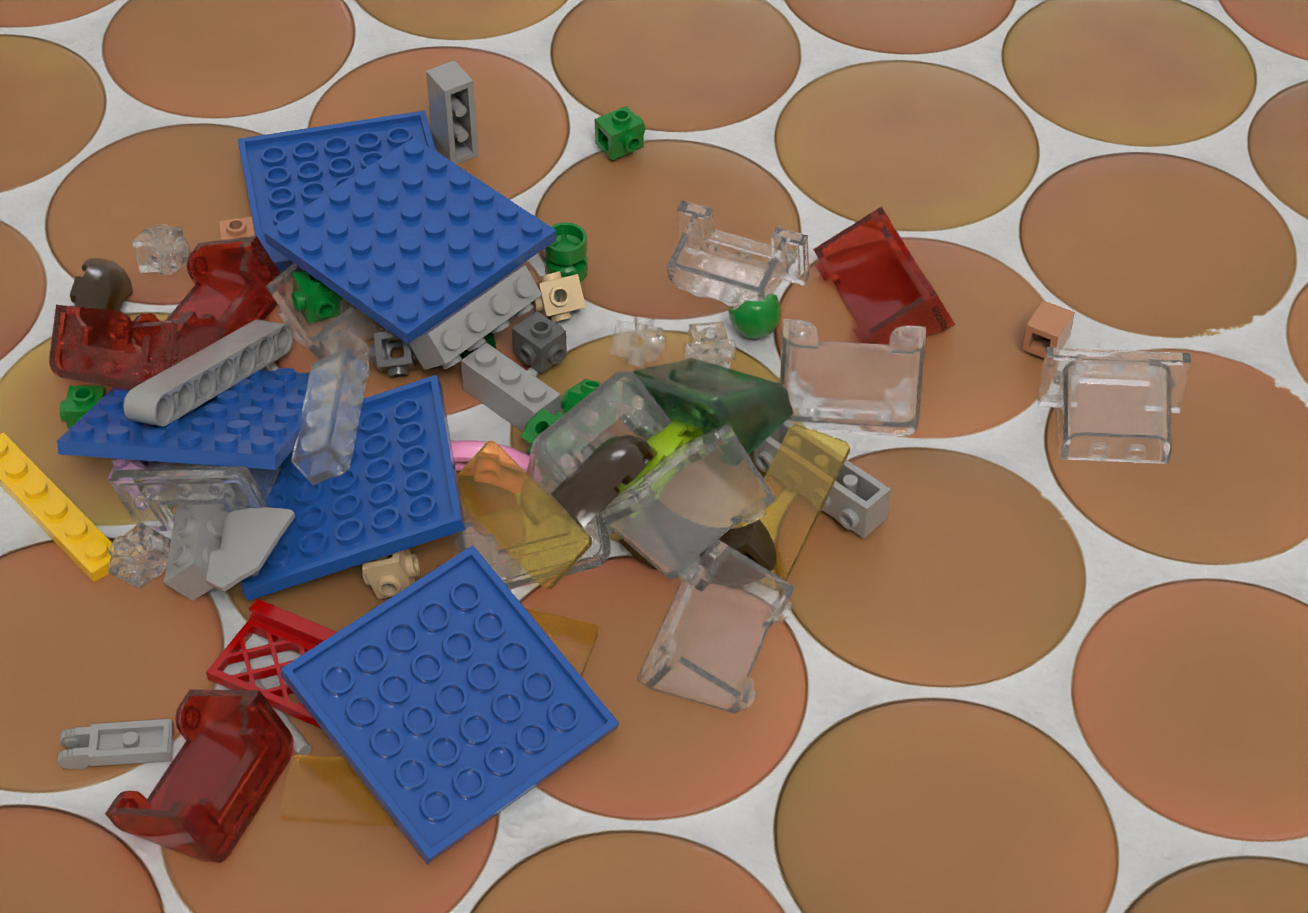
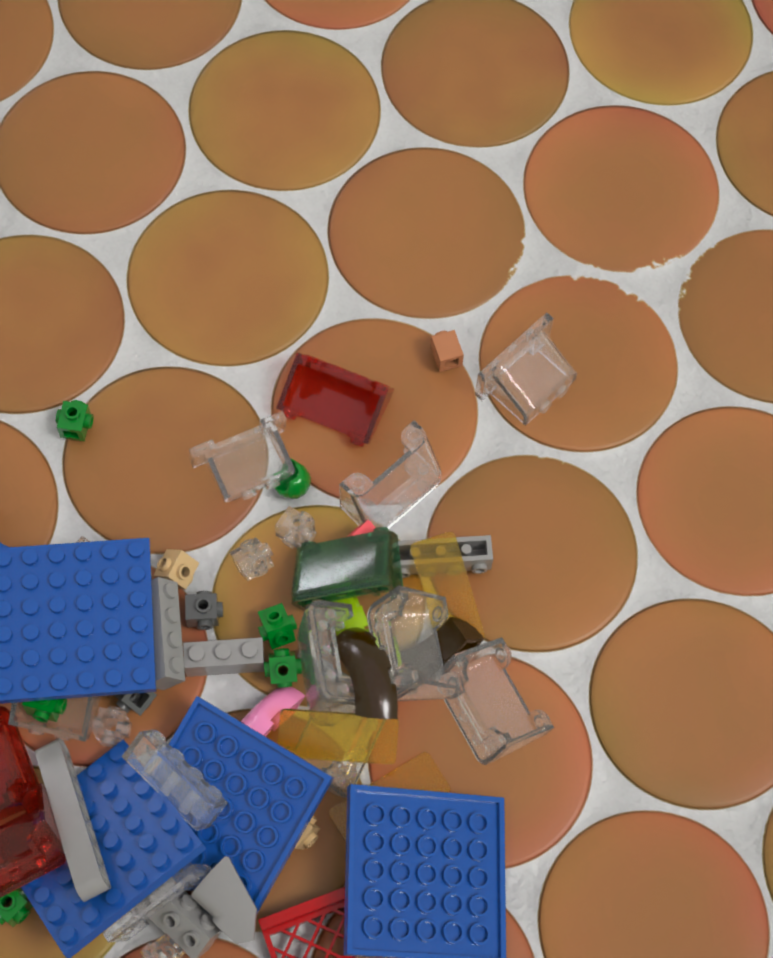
camera: 50 degrees left, 20 degrees up
(568, 252) = (147, 527): green wheel -> none

